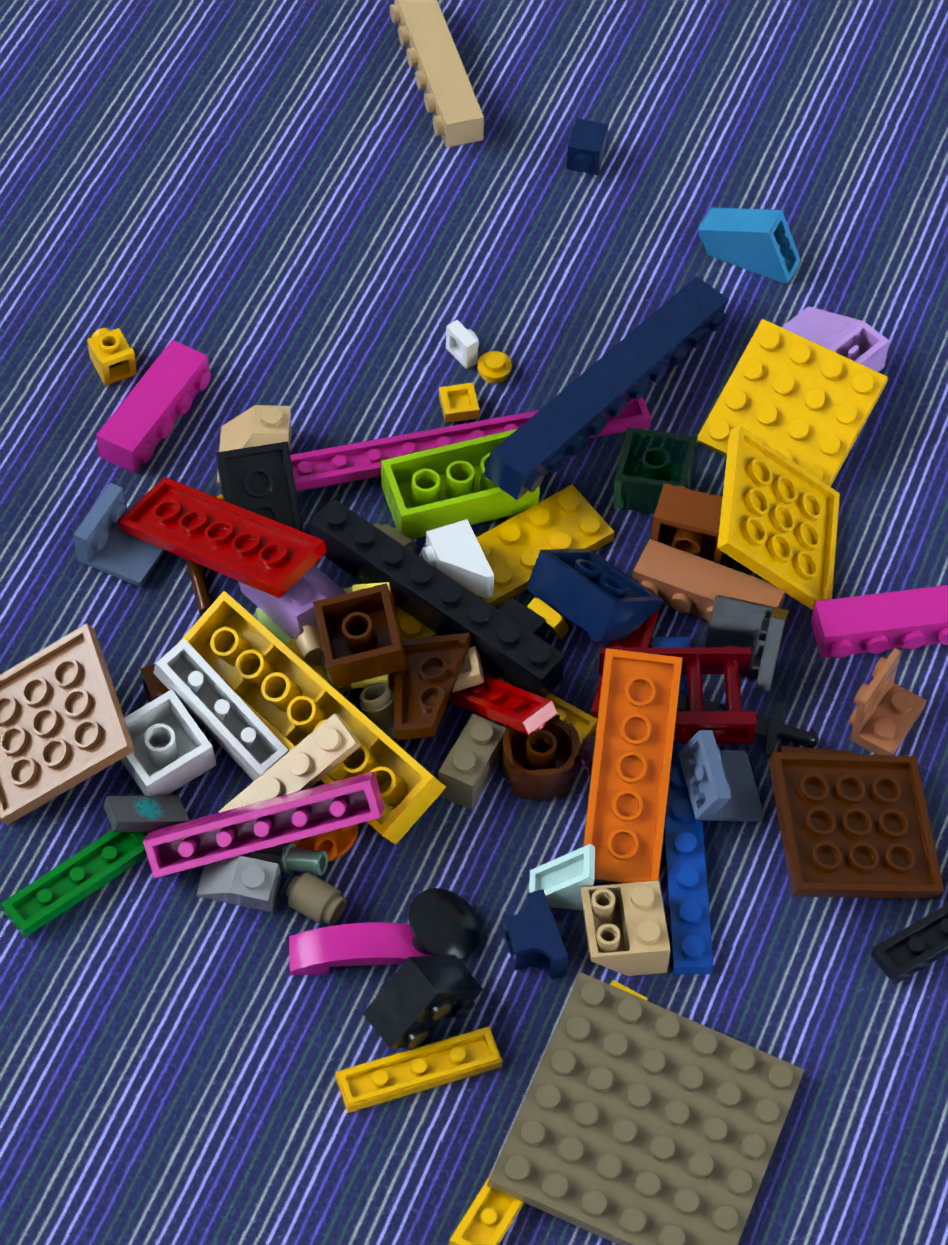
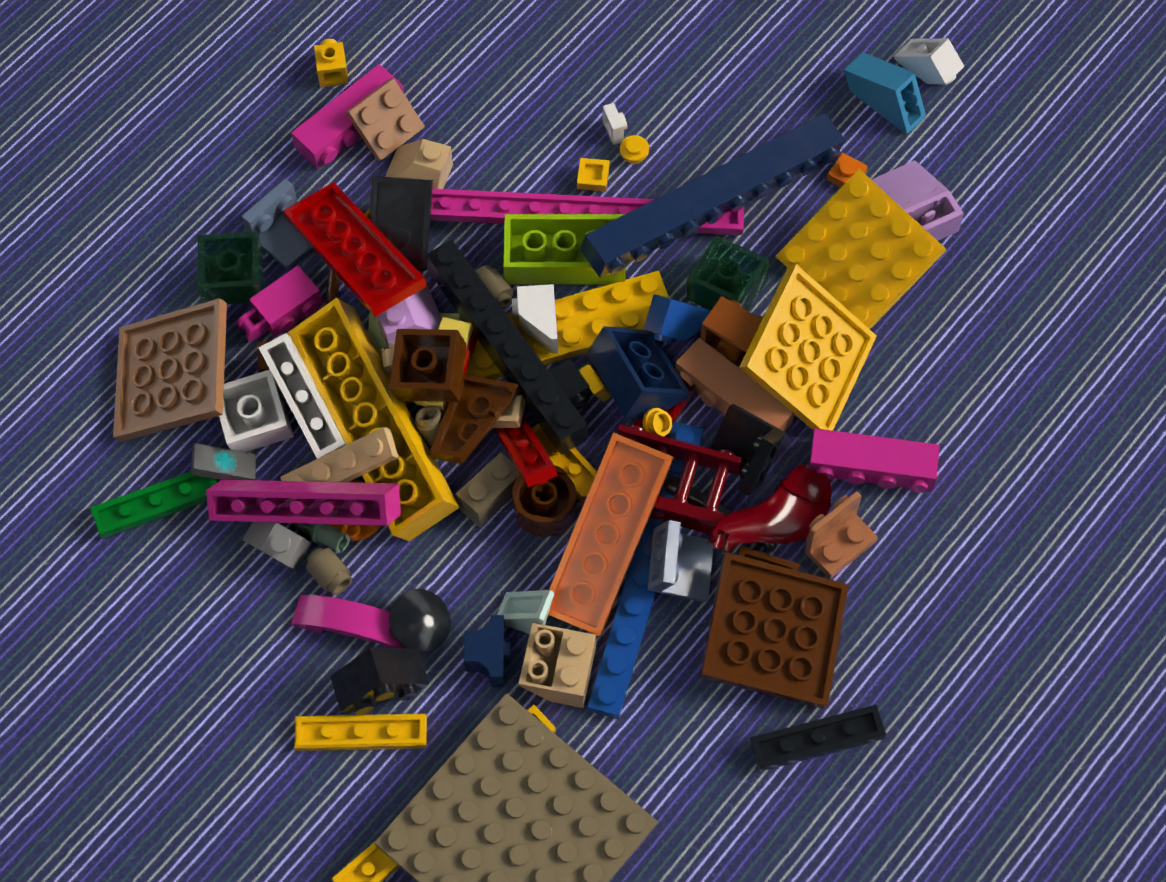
camera: 20 degrees right, 10 degrees up
(76, 593) = (230, 267): none -> clear green brick
(150, 624) = (281, 305): none -> dark pink brick
(199, 397) = (385, 119): none -> medium nougat plate
(613, 526) = (673, 319): none -> blue slope
(638, 636) = (657, 422): none -> yellow plate
(736, 335) = (845, 169): none -> orange plate
(791, 194) = (930, 60): none -> white slope
(818, 700) = (782, 515): none -> dark red animal

